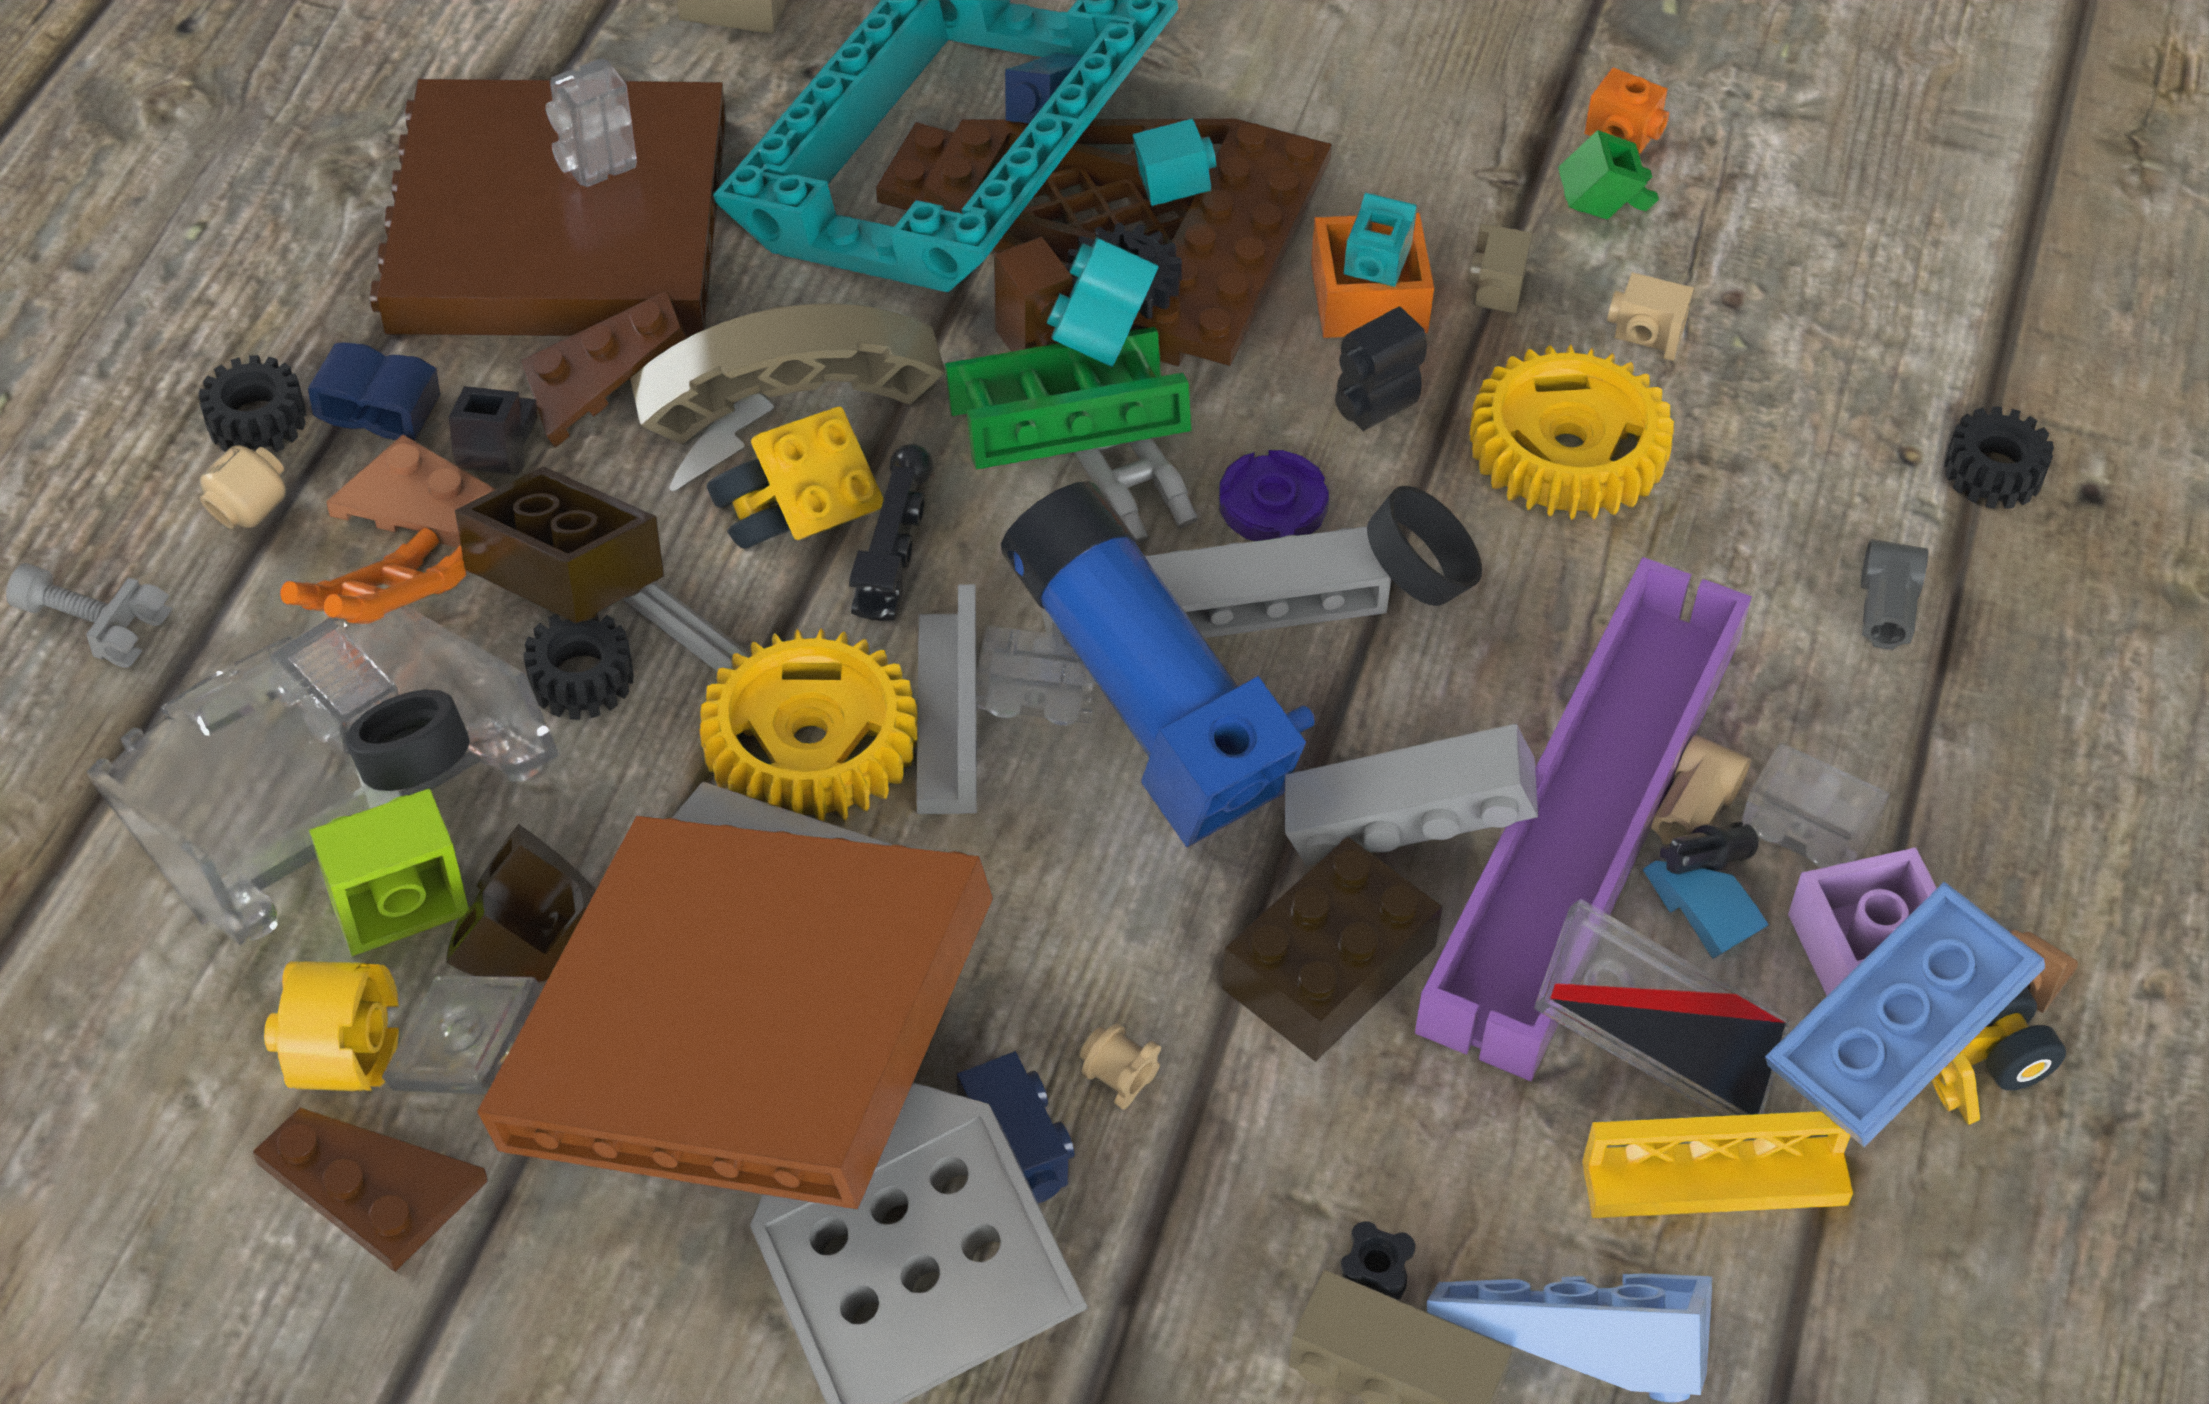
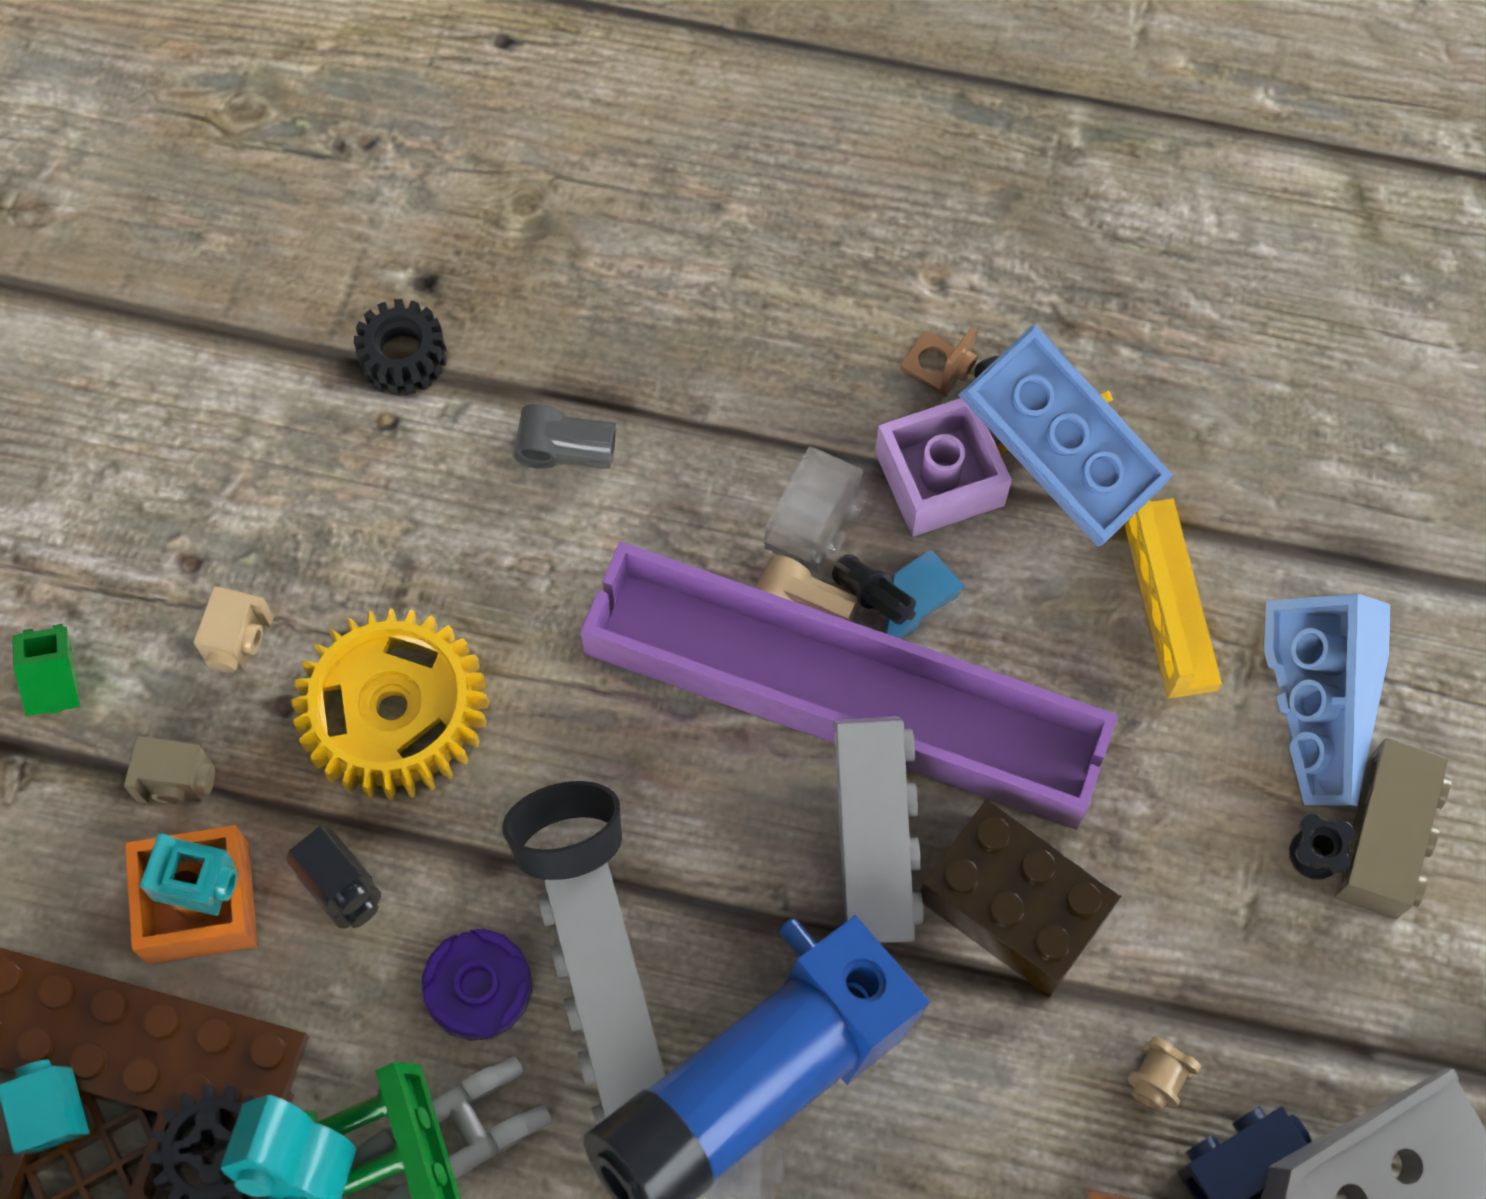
camera: 95 degrees left, 15 degrees up
(1661, 1013) = (1058, 627): tile -> none

